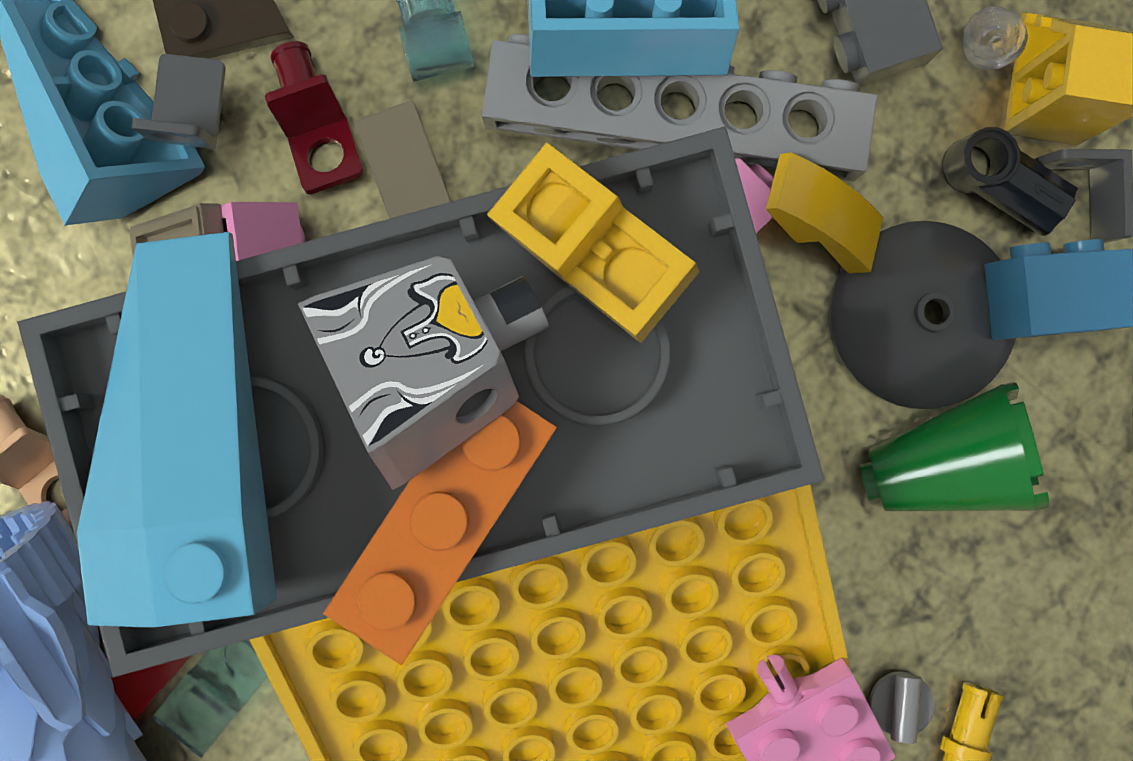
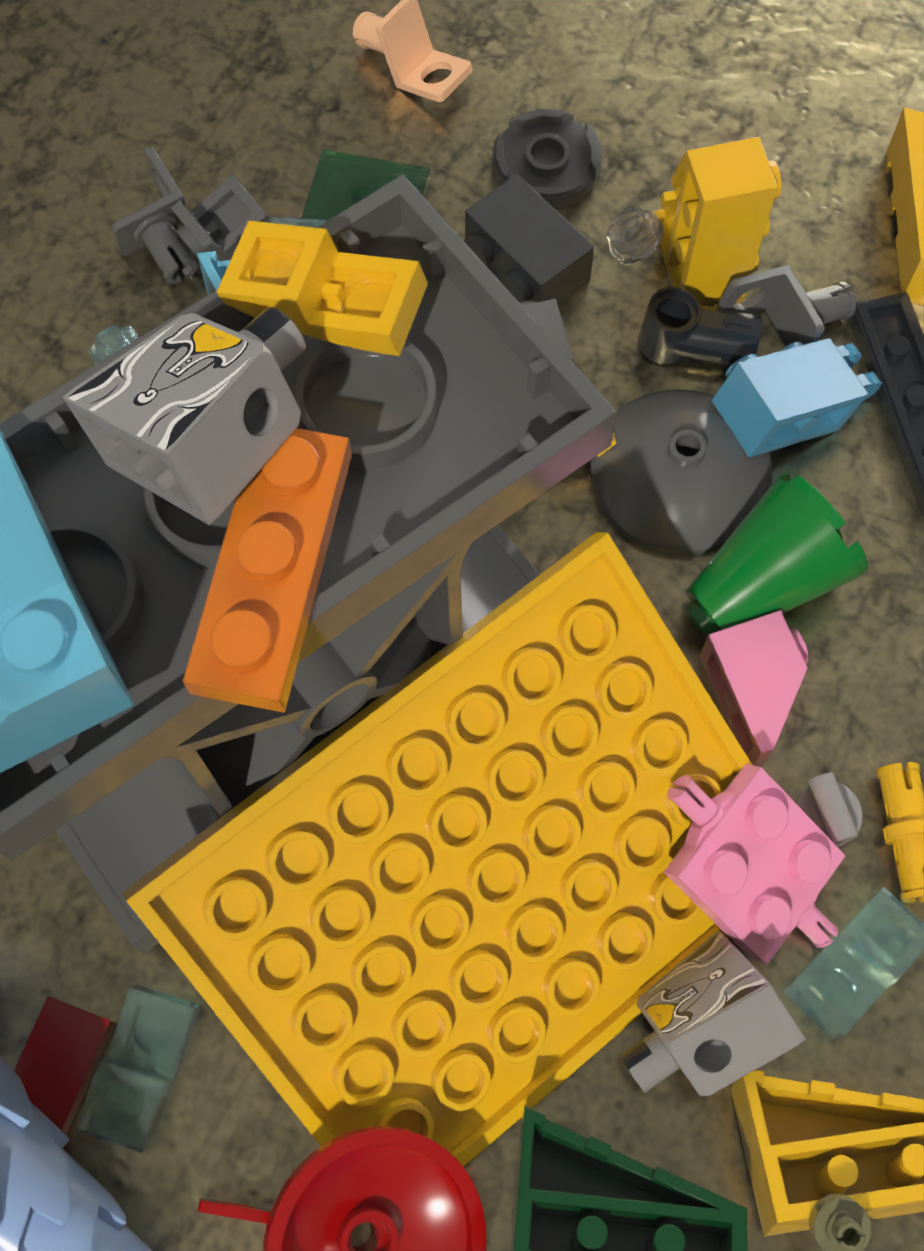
camera: 25 degrees left, 20 degrees down
(895, 566) = (756, 679): none -> bright pink slope

